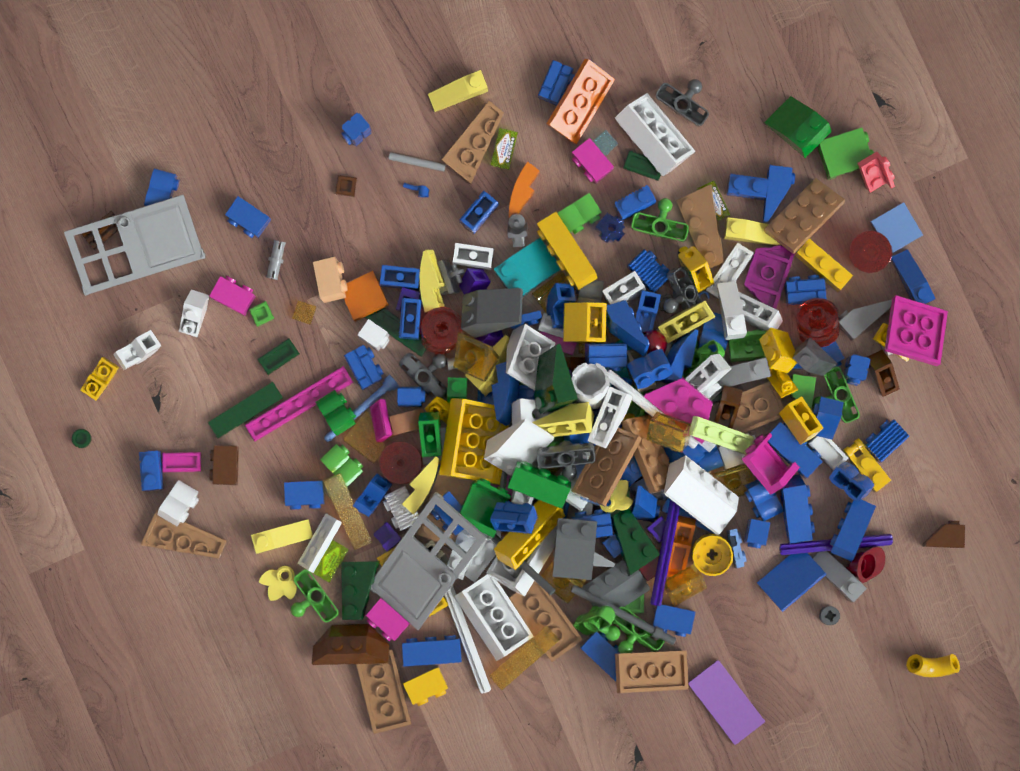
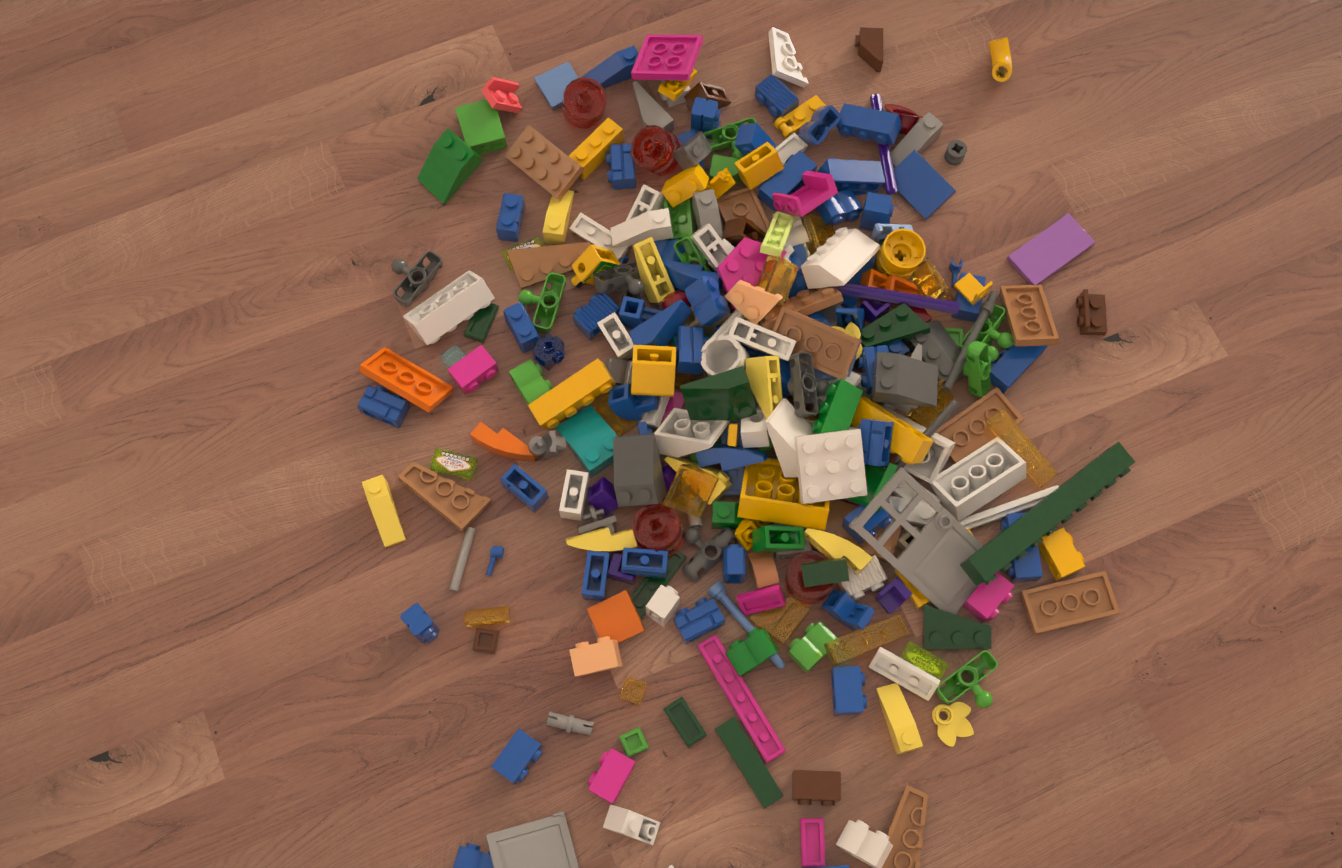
camera: 90 degrees left, 15 degrees down
(350, 646) = (1021, 639): reddish brown wedge -> none
(367, 186) = (487, 616): none -> clear yellow slope
(400, 473) = (825, 572): none -> dark green tile
(458, 674) = (1046, 514): none -> dark green brick
(489, 477) = (830, 466): none -> white plate
(522, 393) = (733, 434): none -> yellow tile
(646, 409) = (752, 301): none -> light nougat wing
(660, 736) = (1091, 314): none -> reddish brown bracket
(675, 618) = (972, 289): none -> yellow bracket
(700, 608) = (955, 269): none -> blue hand
(768, 273) = (602, 200): magenta wing -> none
(779, 183) = (503, 182): blue slope -> none
(930, 448) = (783, 59): none -> white wing

